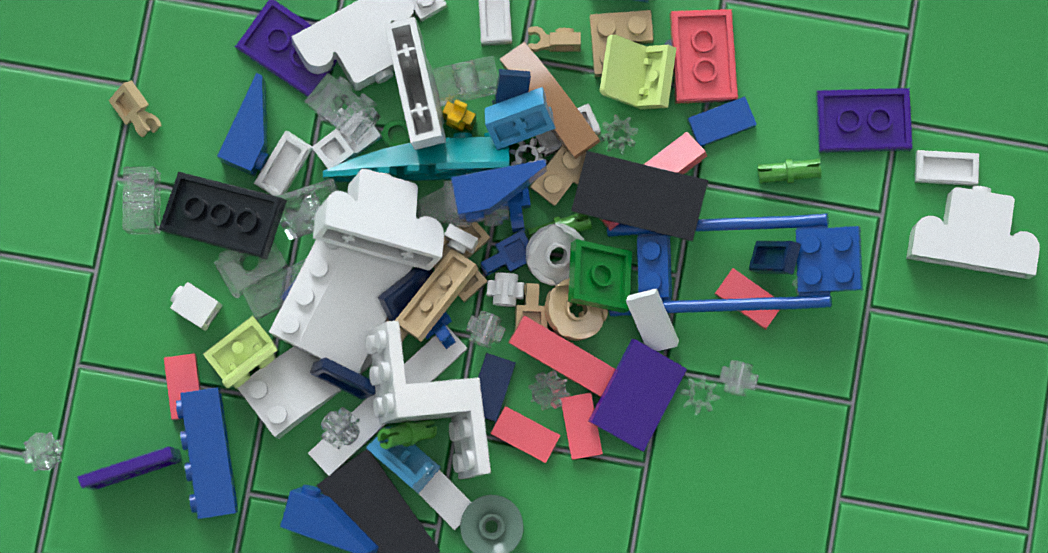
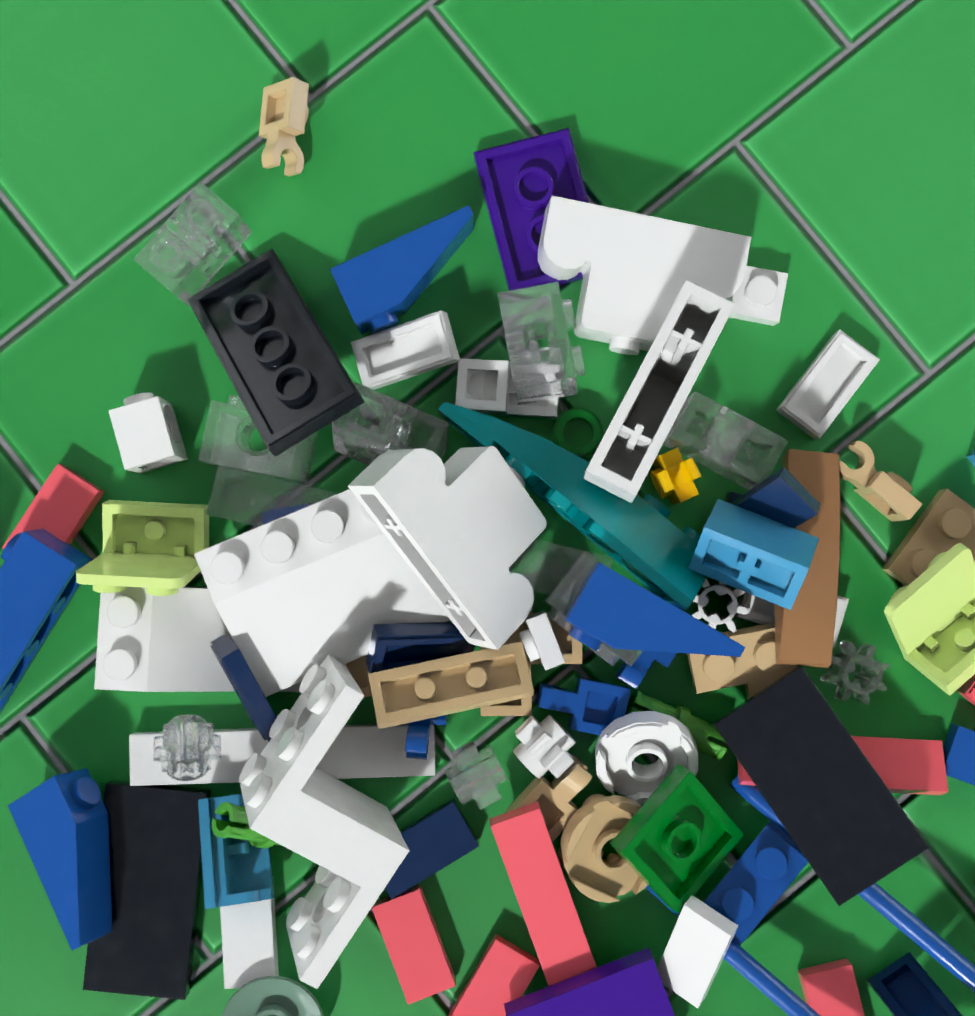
camera: 40 degrees right, 5 degrees up
(557, 390) = (489, 921): clear gear -> none

